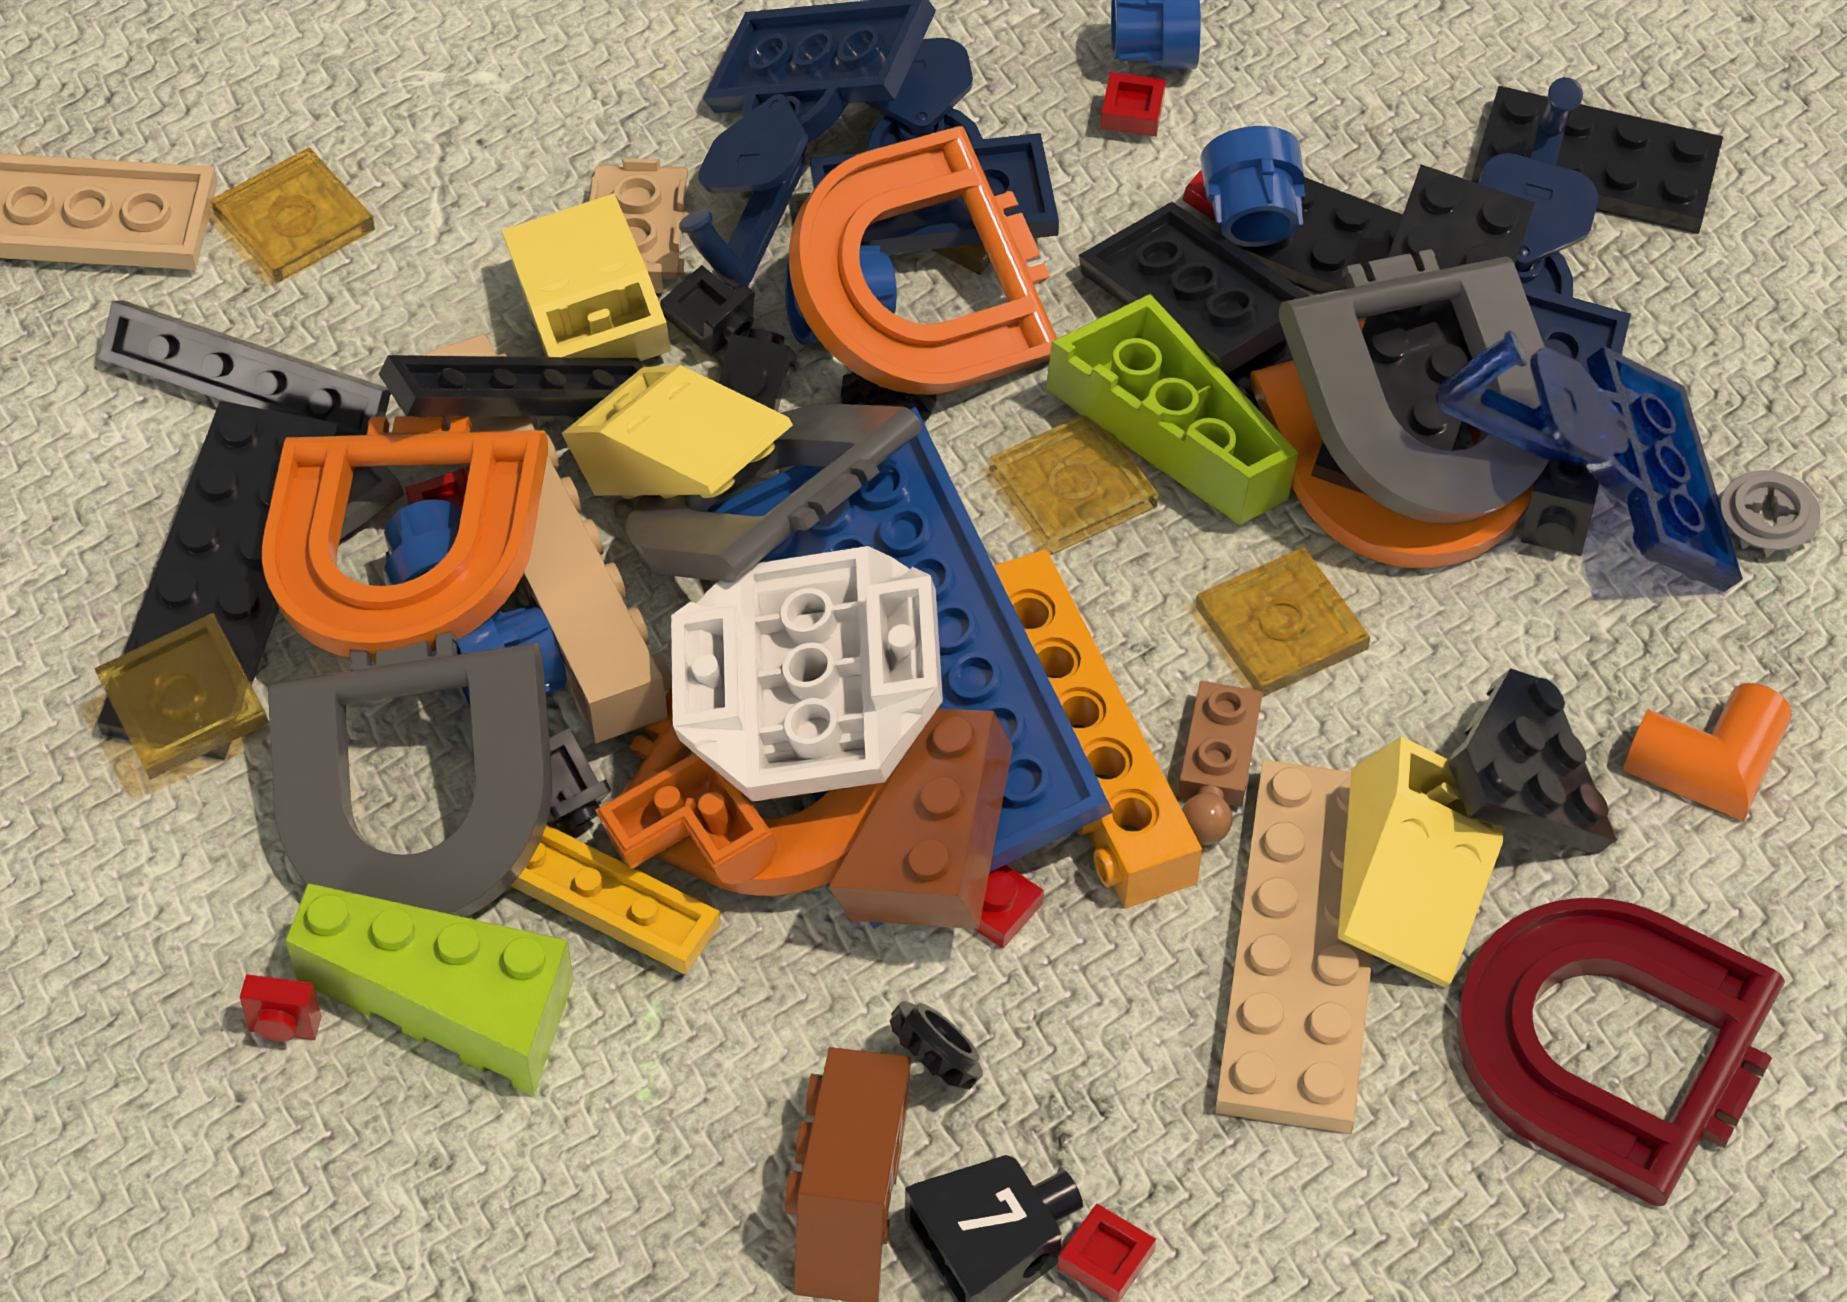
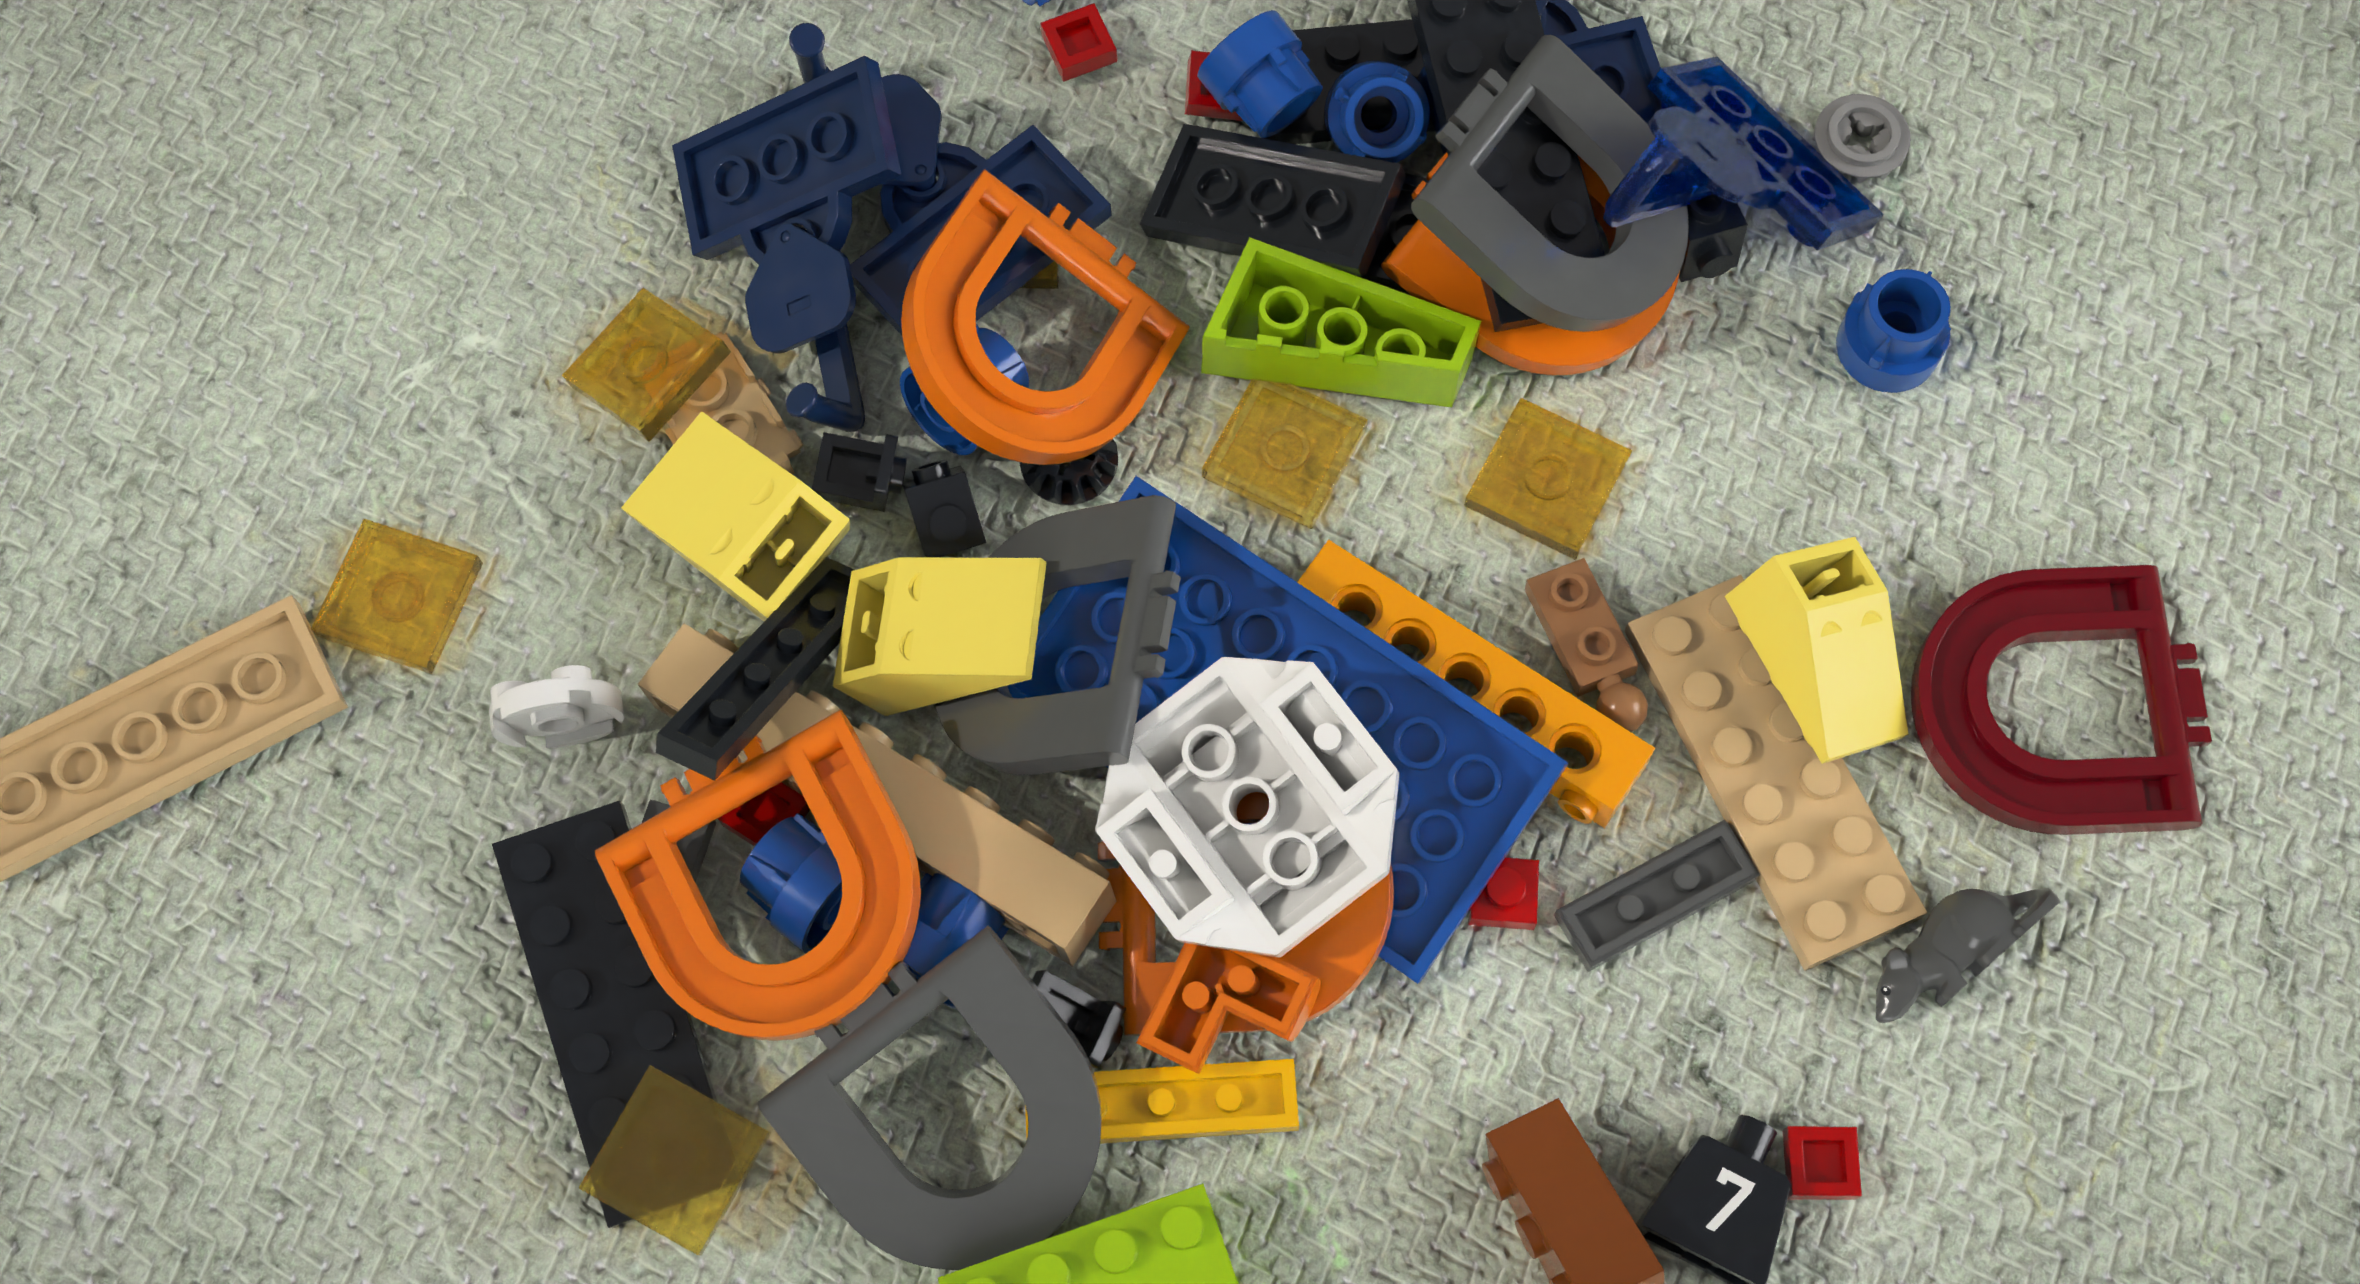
camera: 30 degrees left, 15 degrees up
(237, 369) = (478, 792): plate -> none
(339, 333) = (563, 709): none -> white plate
(605, 152) = (646, 364): none -> clear yellow tile
(932, 829) = (1442, 881): dark orange wedge -> none
(937, 1044) = (1564, 1067): black gear -> none
(1128, 978) = (1656, 895): none -> dark grey tile
(1324, 241) = (1408, 104): none -> blue piece
(1367, 1155) = (1958, 935): none -> dark grey animal
(1529, 768) = (1862, 512): black plate -> none
(1680, 664) = (1895, 331): none -> blue piece
(1718, 767) = (1978, 401): orange brick -> none

